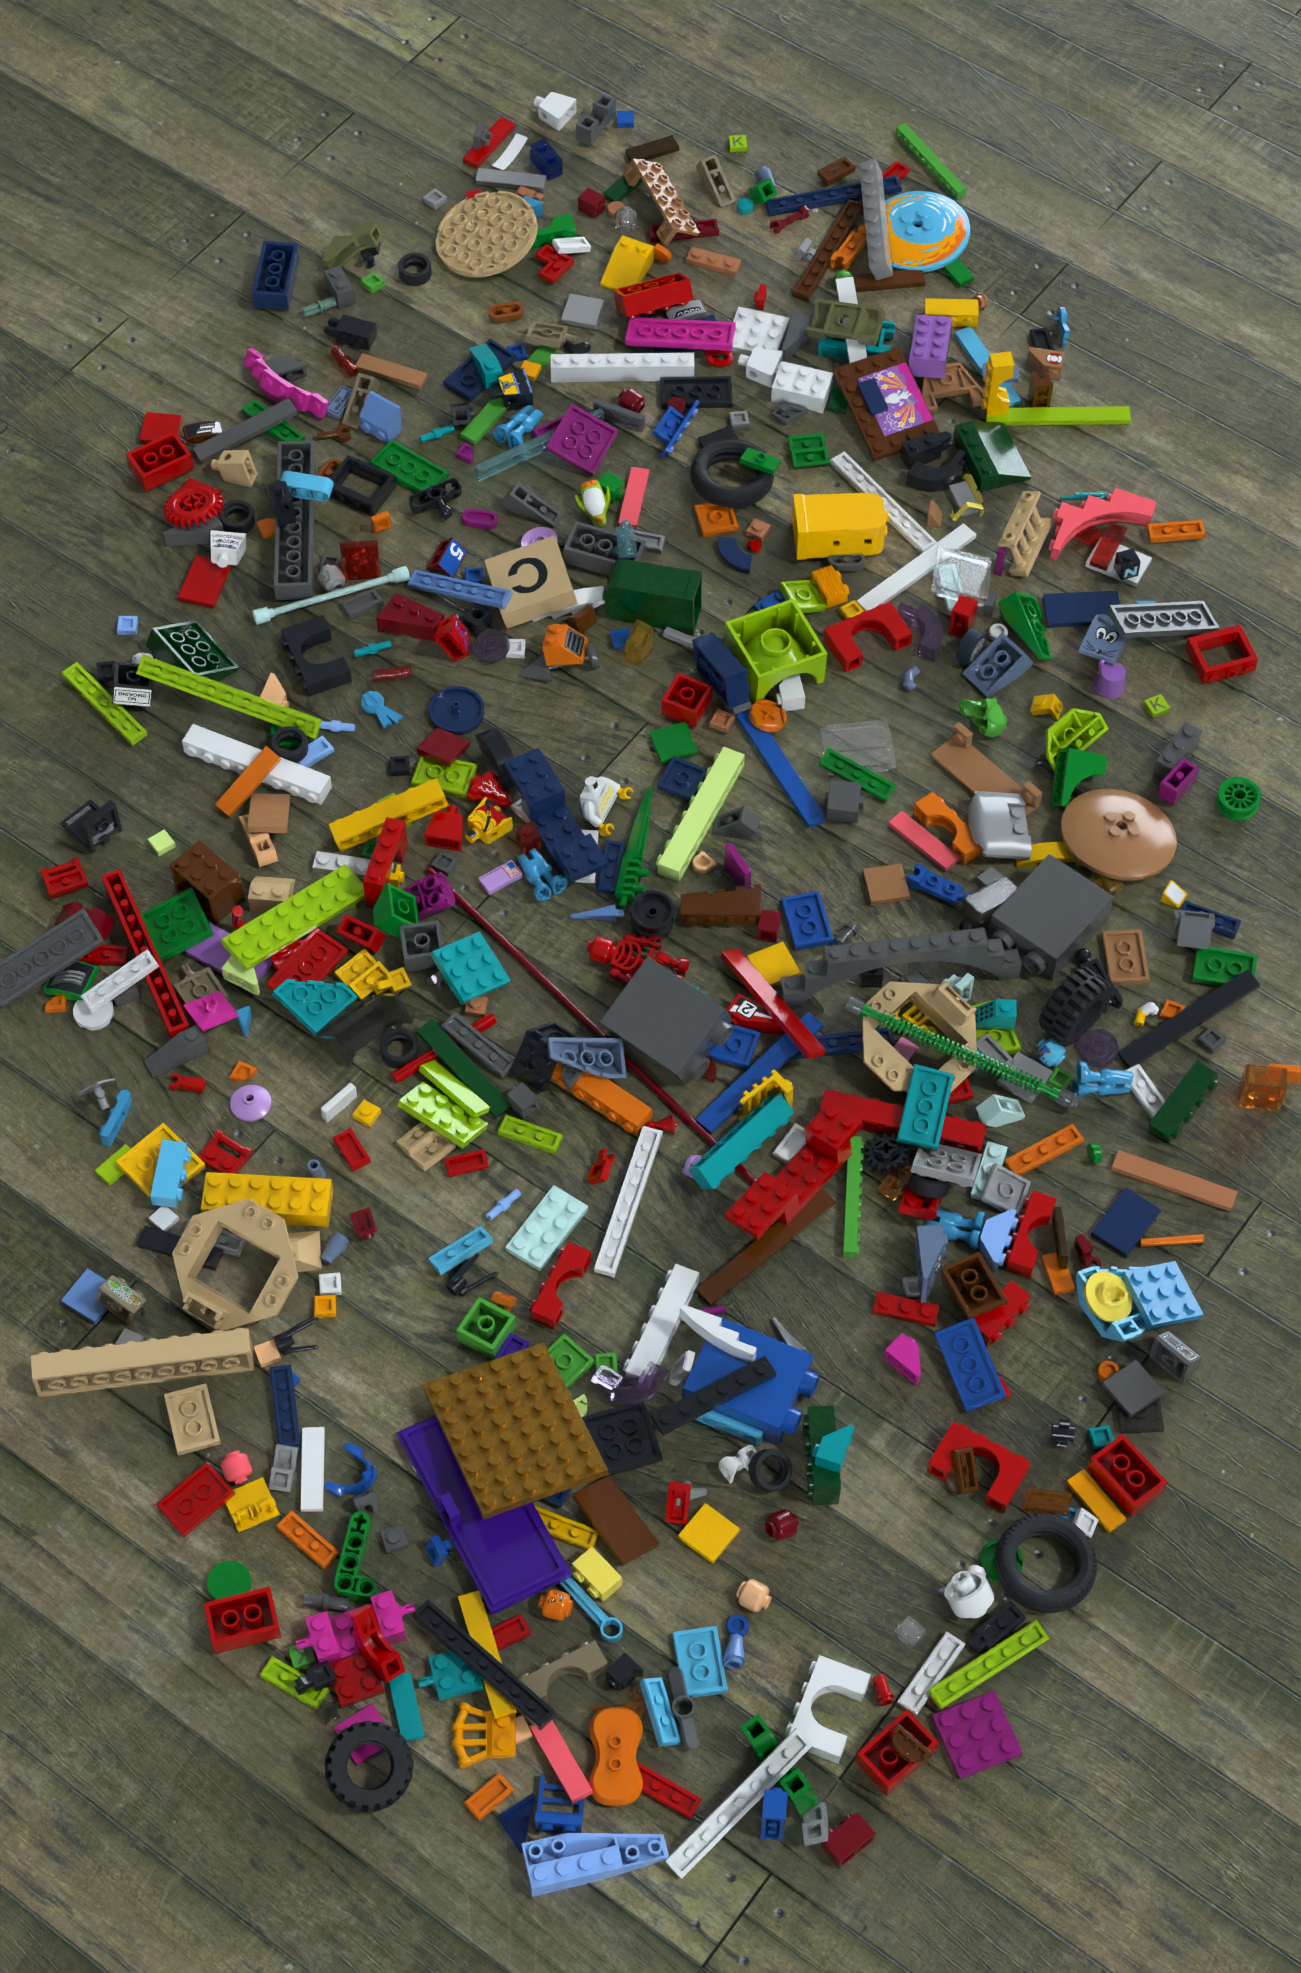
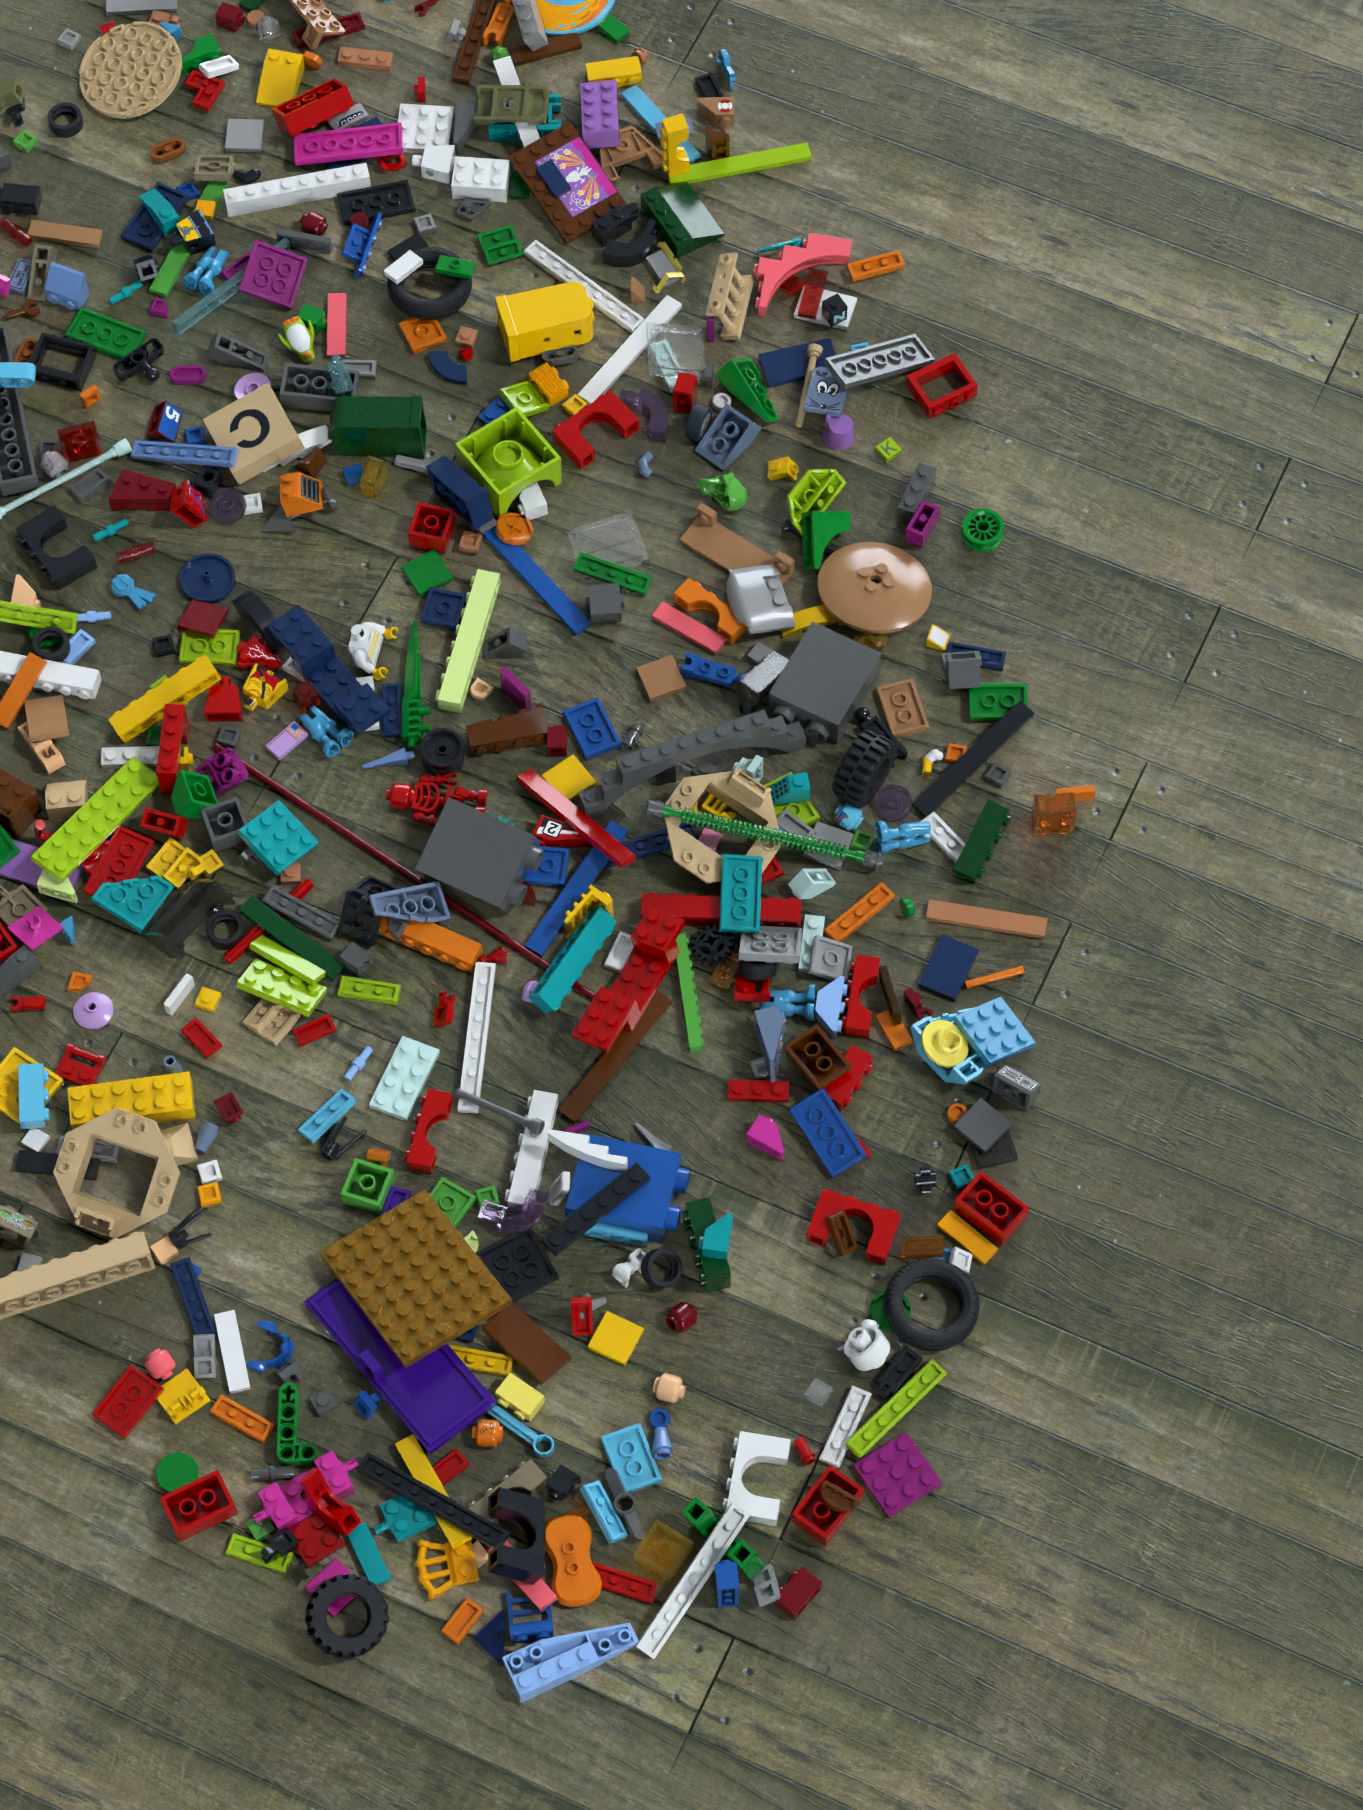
camera: 10 degrees left, 5 degrees up
(192, 1419) = (107, 1327): tan plate -> none
(579, 1699) = (528, 1516): none -> black arch
(669, 1299) = (535, 1125): none -> dark grey piece
(709, 452) = (403, 267): none -> white tile
(713, 1766) = (663, 1551): none -> clear yellow brick
(1099, 600) = (814, 352): none -> tan piece

